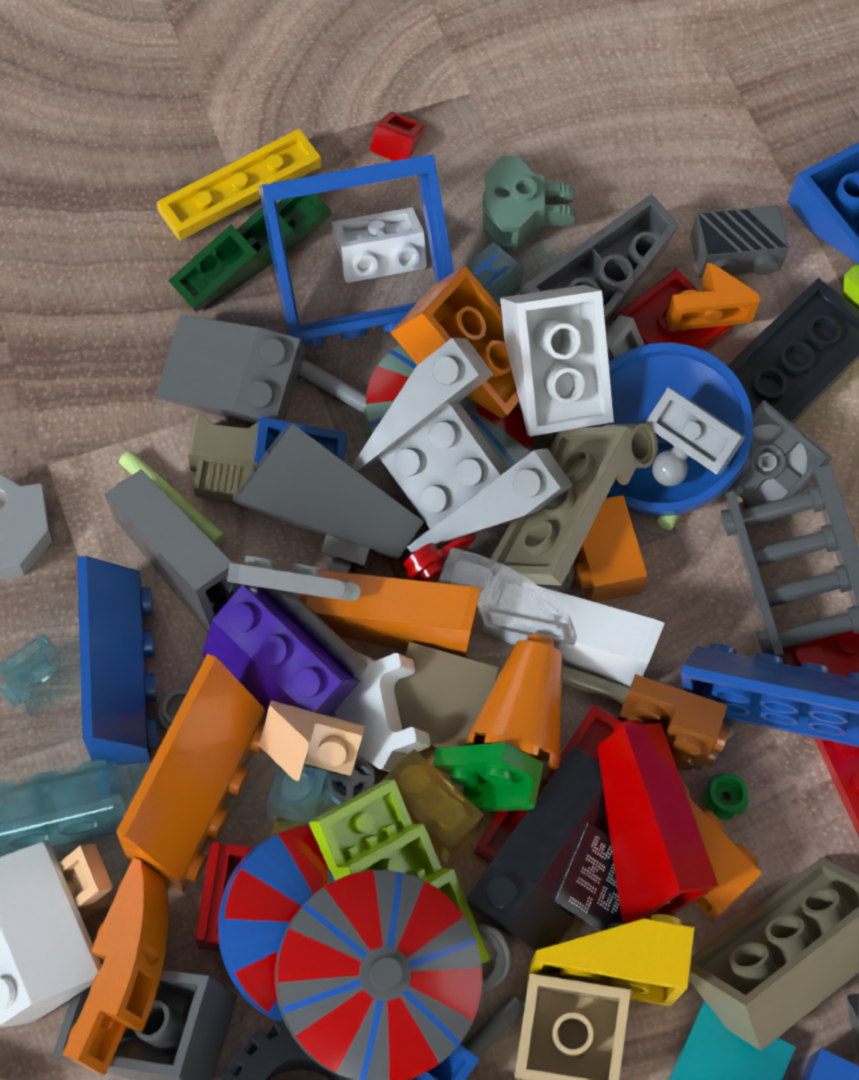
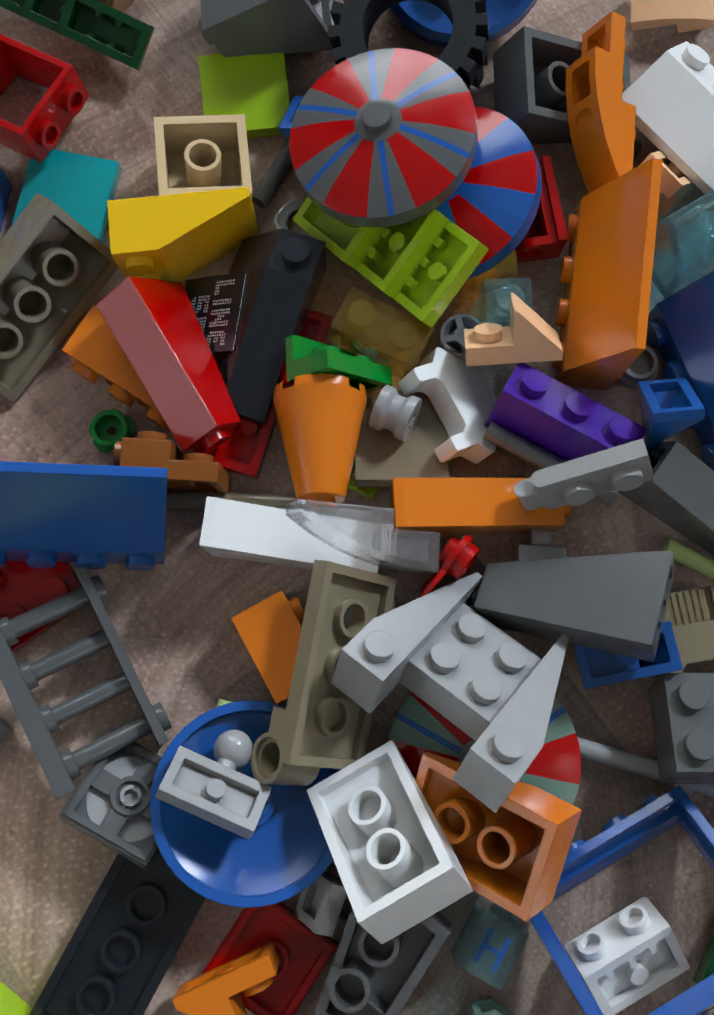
camera: 170 degrees right, 15 degrees up
(182, 636) = (667, 408): none -> blue slope
(443, 714) = (395, 413): none -> light grey wheel

